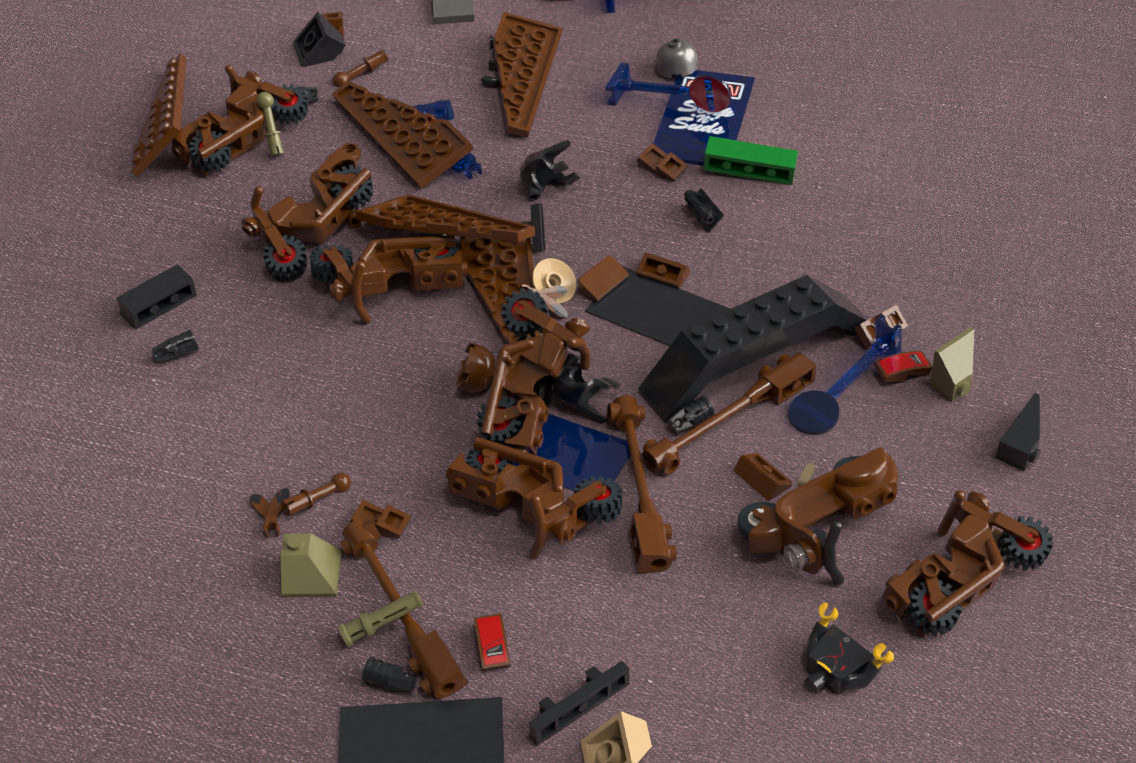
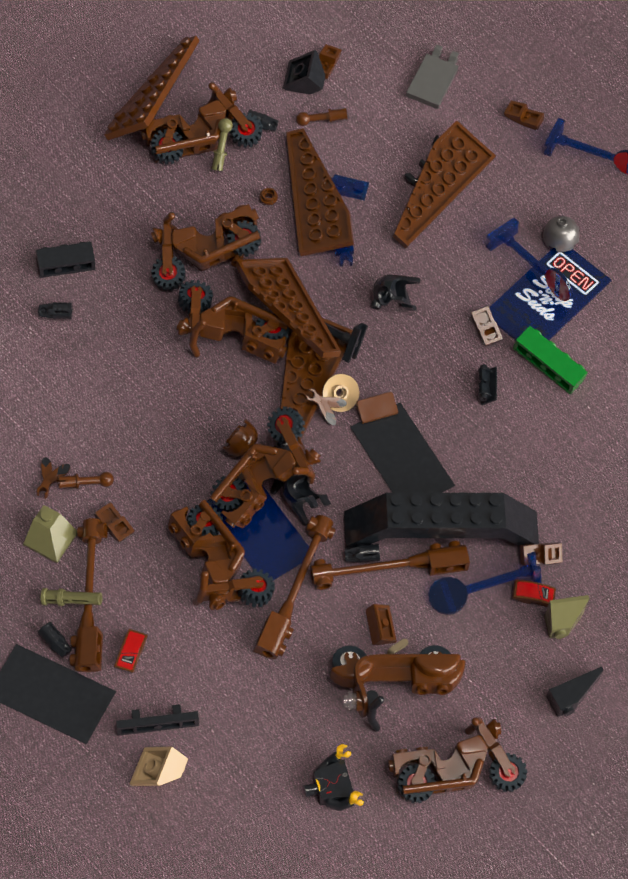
camera: 20 degrees right, 15 degrees up
(663, 270) = (424, 422): reddish brown slope -> none

